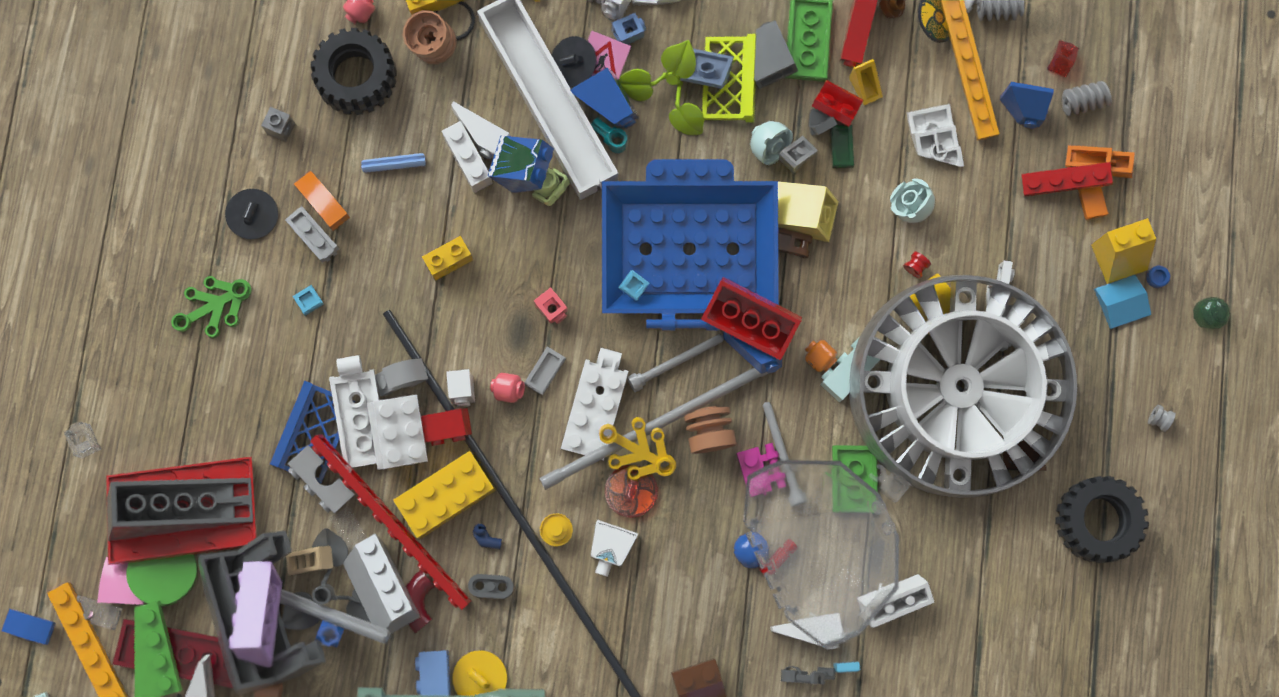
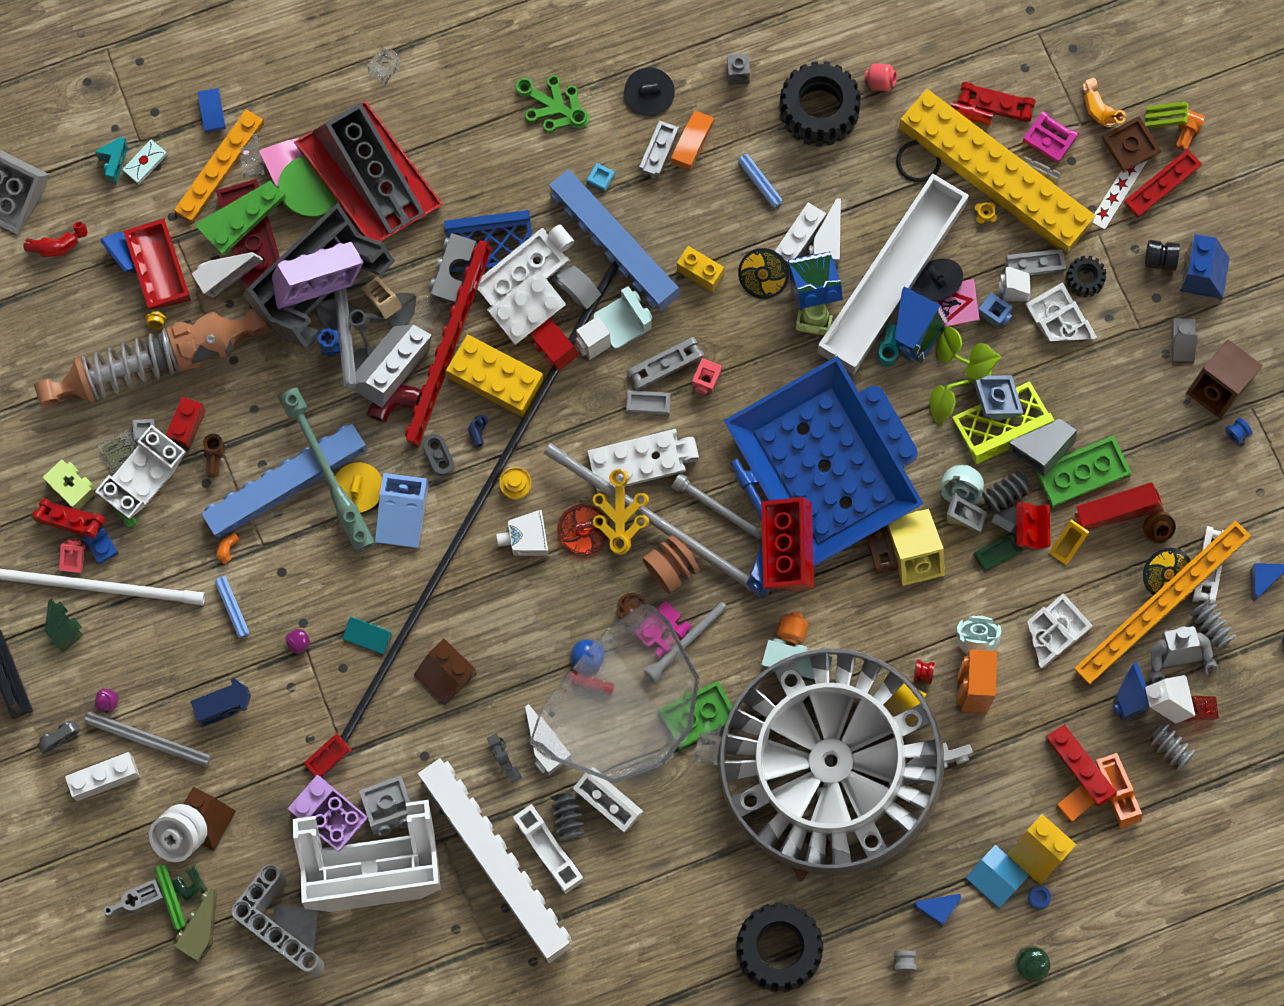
camera: 70 degrees right, 5 degrees down
(377, 319) = (615, 240): none -> medium blue brick
(423, 28) = (886, 138): nougat wheel -> none
(455, 349) = (625, 318): none -> light aqua bracket
(483, 205) = (763, 273): none -> shield
(507, 387) = (615, 378): coral head -> none
(517, 336) = (665, 363): none -> light grey plate
(526, 649) = (401, 510): none -> light blue slope
(633, 285) = (762, 433): medium azure tile -> none
(729, 486) = (629, 603): none -> reddish brown wheel
(794, 108) = (1006, 491): none -> dark grey piece
(847, 667) = (528, 788): medium azure tile -> none
(891, 644) = (567, 817): none -> dark grey piece
(913, 678) = (548, 849): none -> white arch
(961, 222) = (977, 681): none -> orange piece
(1007, 44) = (1178, 648): none -> light grey torso
(1049, 72) = (1171, 698): none -> white slope
(1130, 363) = (938, 908): none -> blue slope

